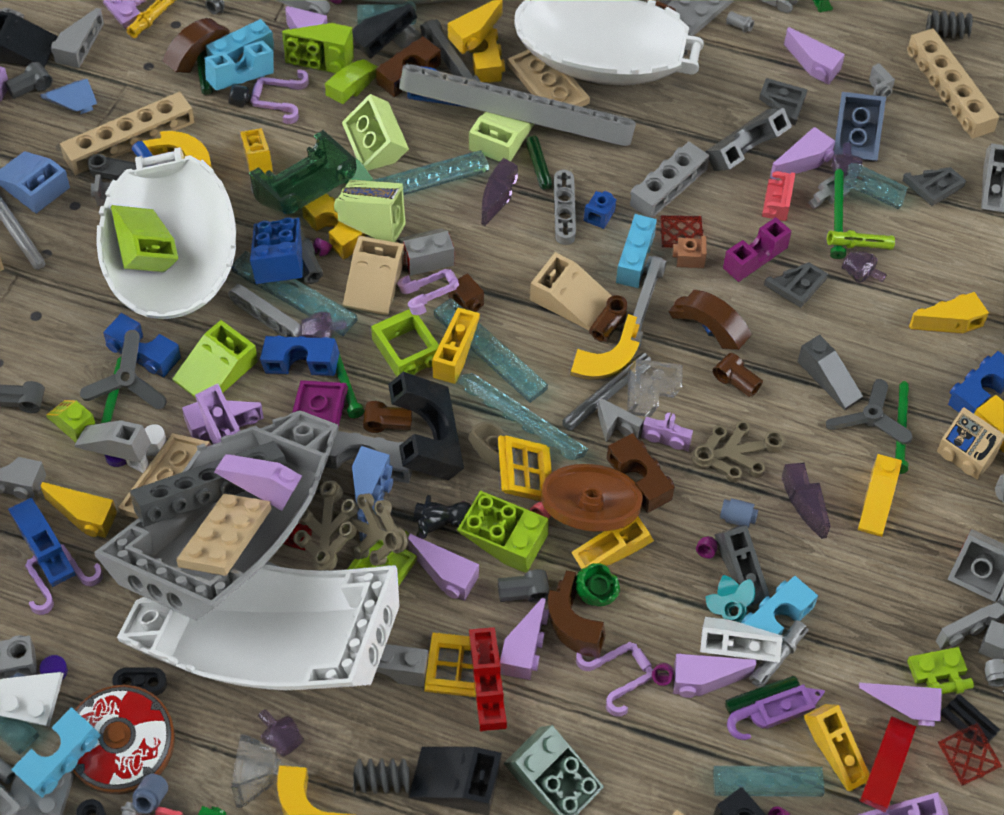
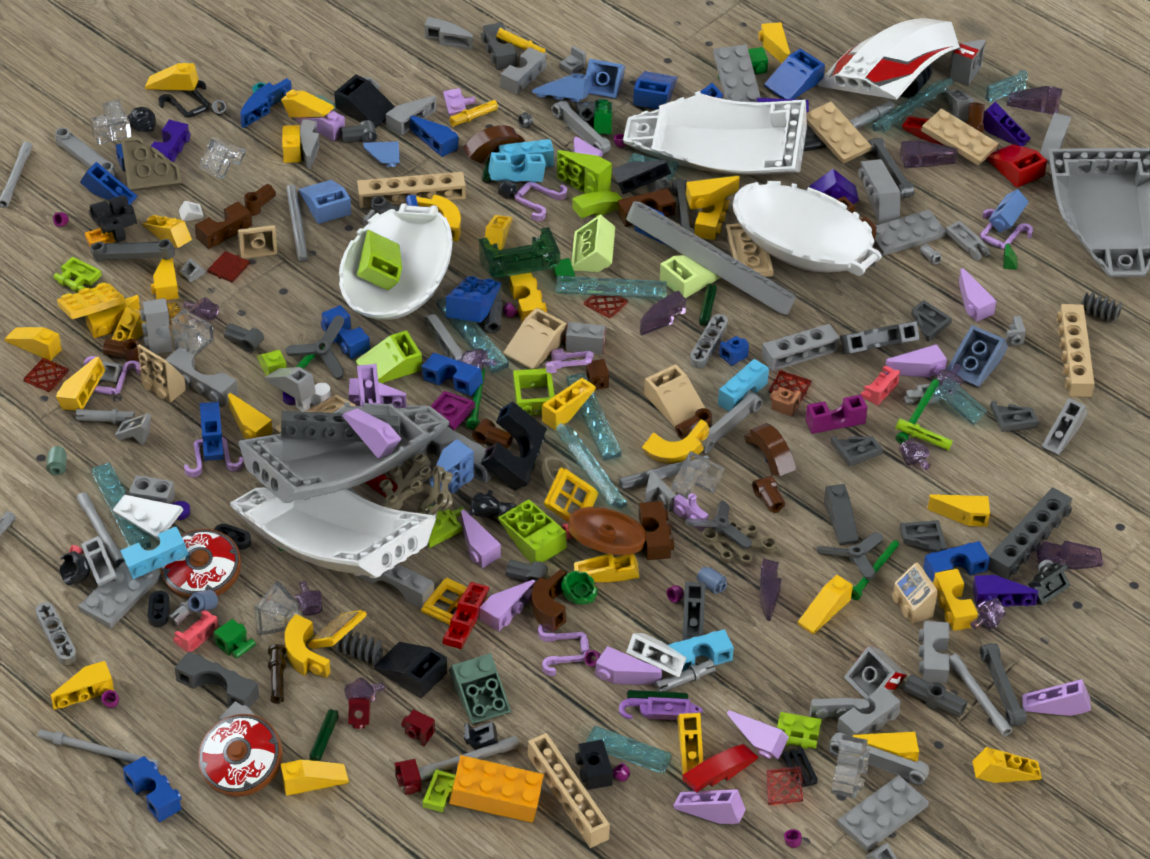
camera: 25 degrees right, 10 degrees down
(122, 56) = (435, 135): none -> blue slope
(224, 534) = (329, 456): tan plate -> none
(342, 765) = (336, 629): none -> piece
(372, 208) = (558, 293): yellowish green slope -> none
(417, 210) = (601, 310): none -> clear red window
(712, 437) = (722, 525): none -> dark grey piece
(731, 596) = (673, 630): teal plate -> none
(930, 364) = (923, 535): none -> dark grey wing

